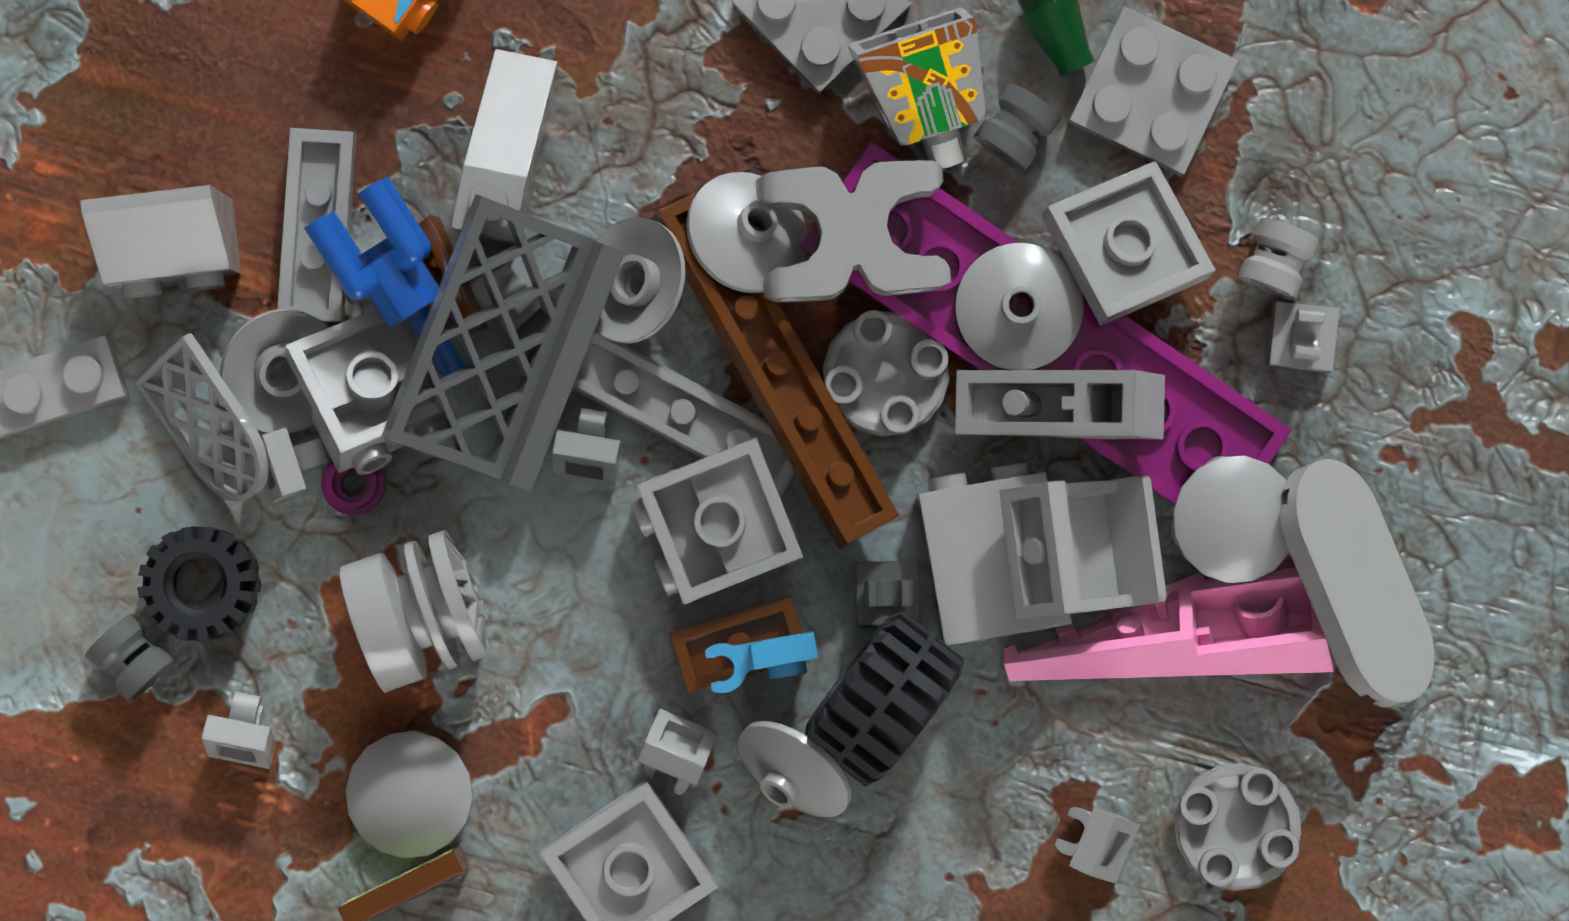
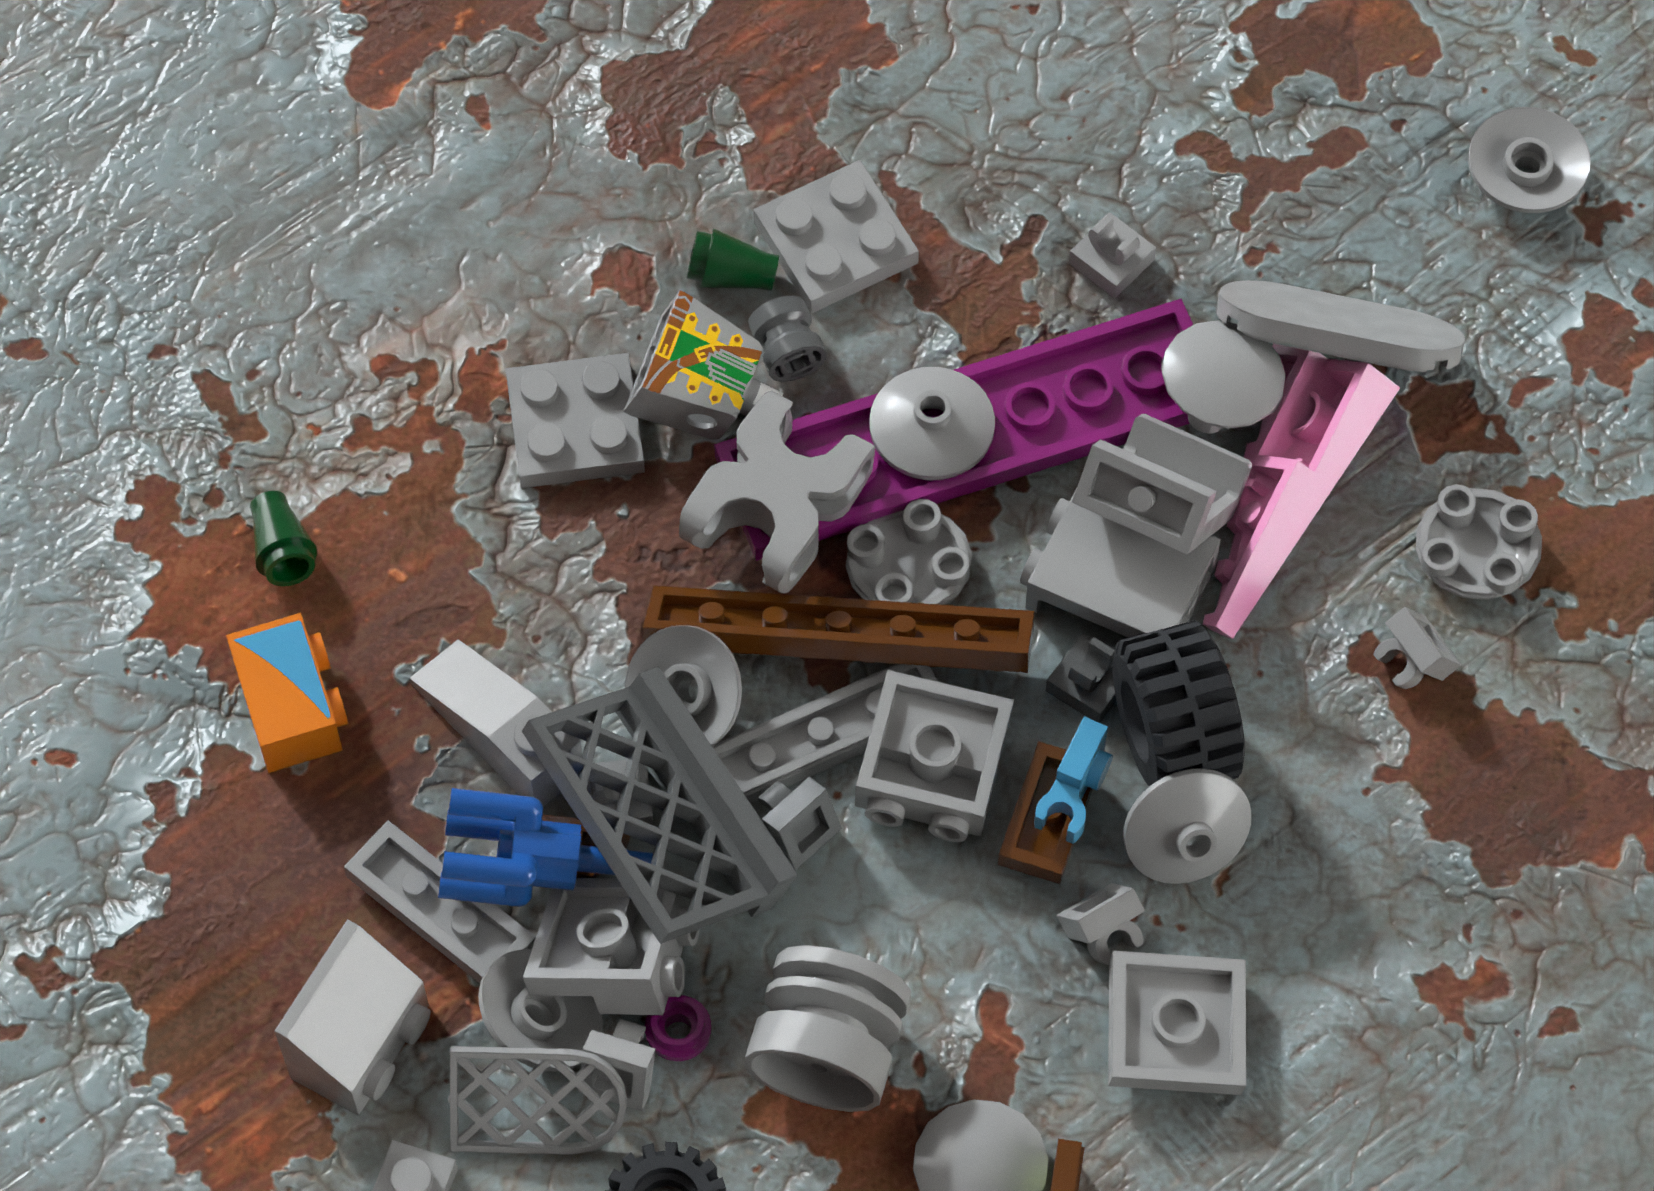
camera: 55 degrees left, 25 degrees down
(729, 245) = (710, 583): light grey dish -> none
(1060, 403) = (1033, 432): light grey slope -> none
(1128, 243) = (942, 315): light grey plate -> none
(1278, 258) = (1037, 226): light grey wheel -> none

